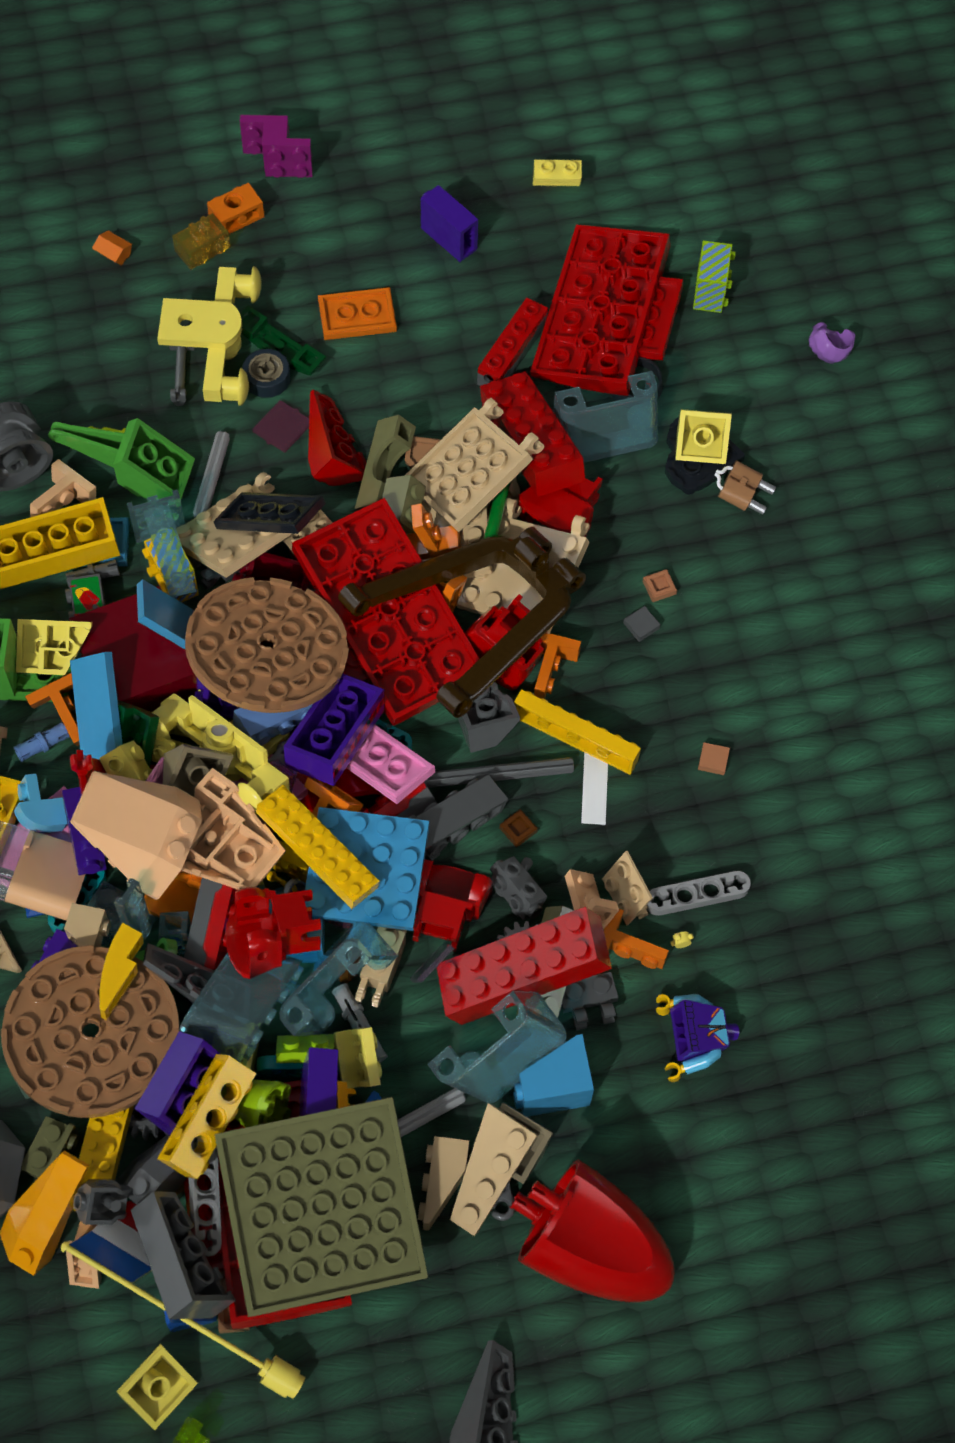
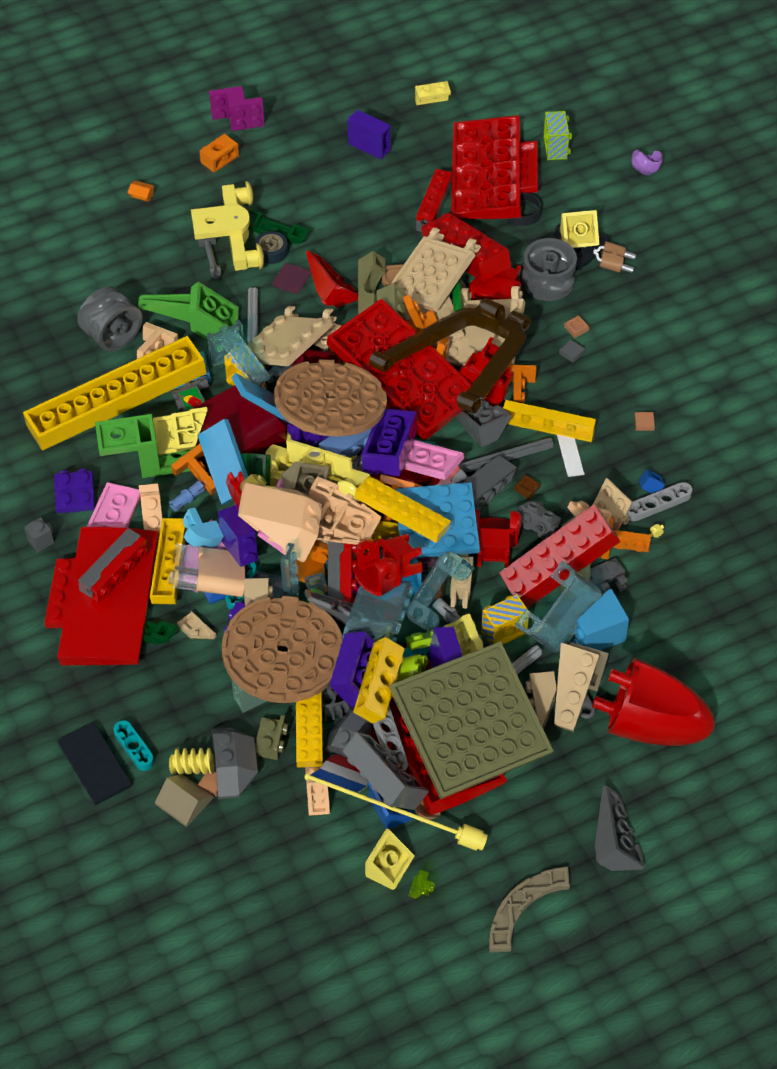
camera: 10 degrees left, 10 degrees down
(41, 1213) = (279, 772): light orange wedge -> none
(101, 1202) = (321, 748): dark grey hand -> none
(119, 968) = (292, 604): yellow slope -> none
(201, 241) = (201, 176): clear yellow brick -> none
(269, 512) = (305, 322): black tile -> none
(357, 313) = (321, 202): orange tile -> none
(420, 1042) = (500, 620): none -> yellow container
(430, 964) = (496, 572): piece -> none
(612, 426) = (519, 230): clear light blue windscreen -> none
(642, 490) = (549, 269): none -> dark grey piece
(696, 860) = (651, 481): none -> blue slope
(698, 1032) = (684, 579): torso -> none

